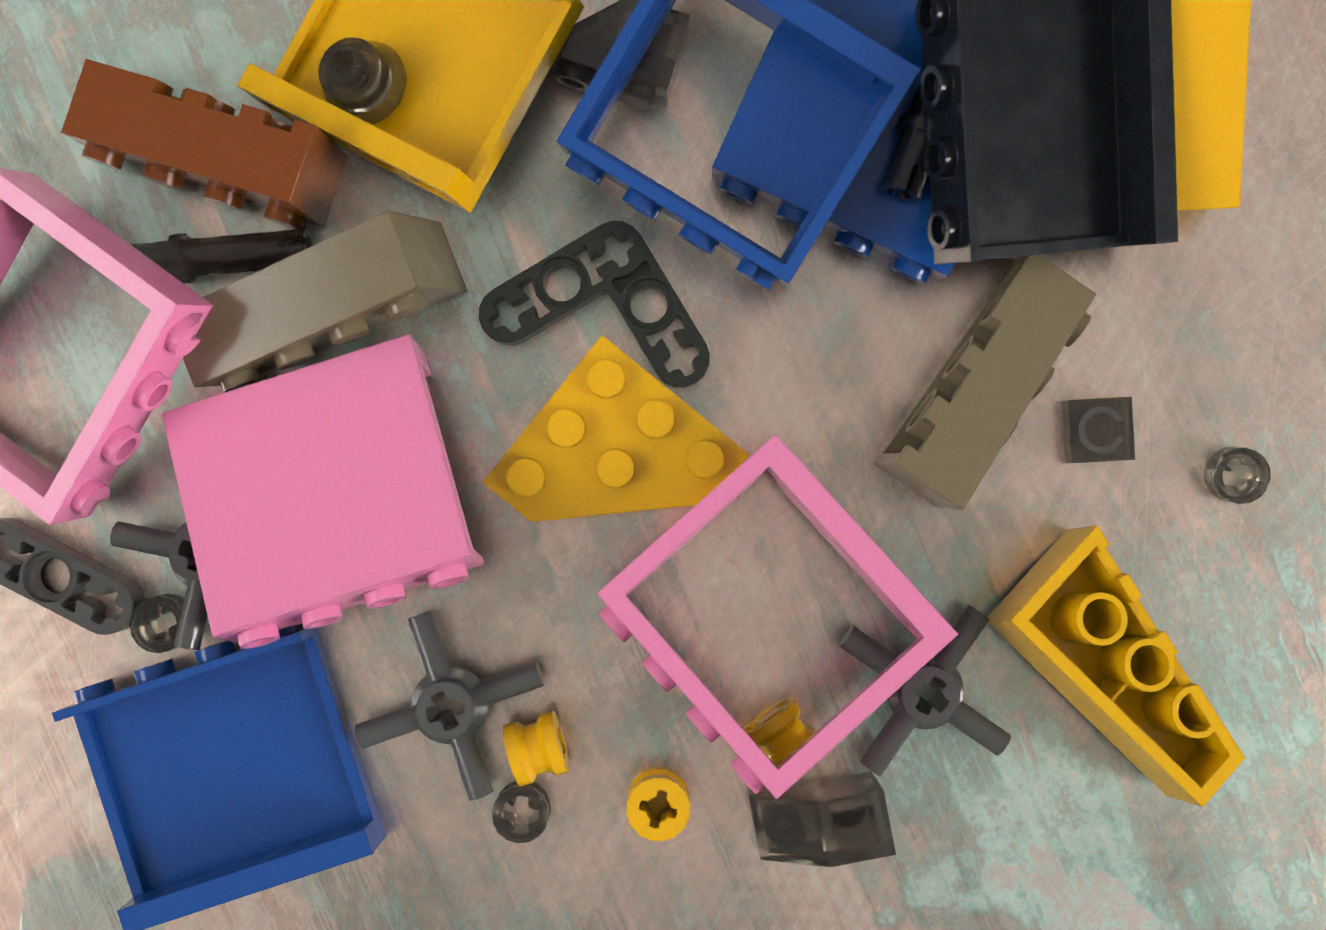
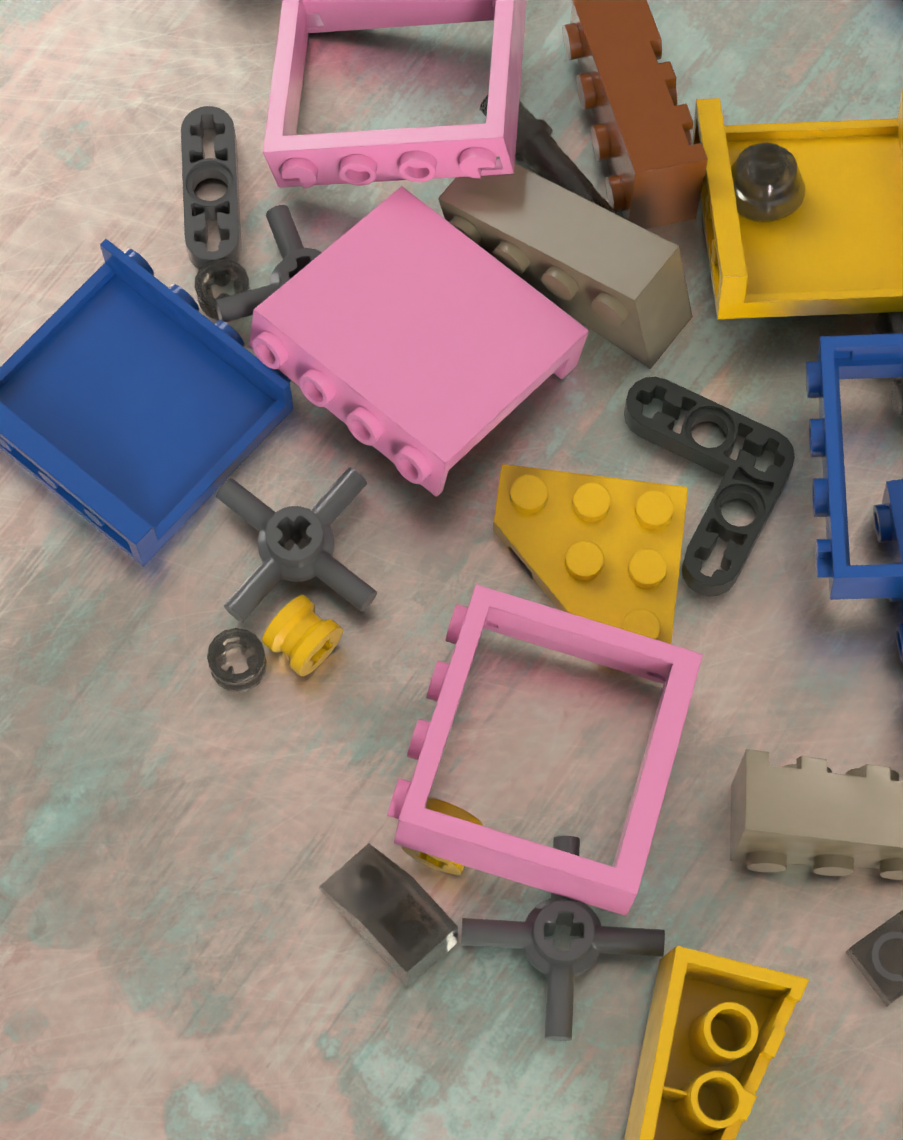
camera: 55 degrees right, 20 degrees down
(660, 789) = (319, 781): yellow wheel -> none

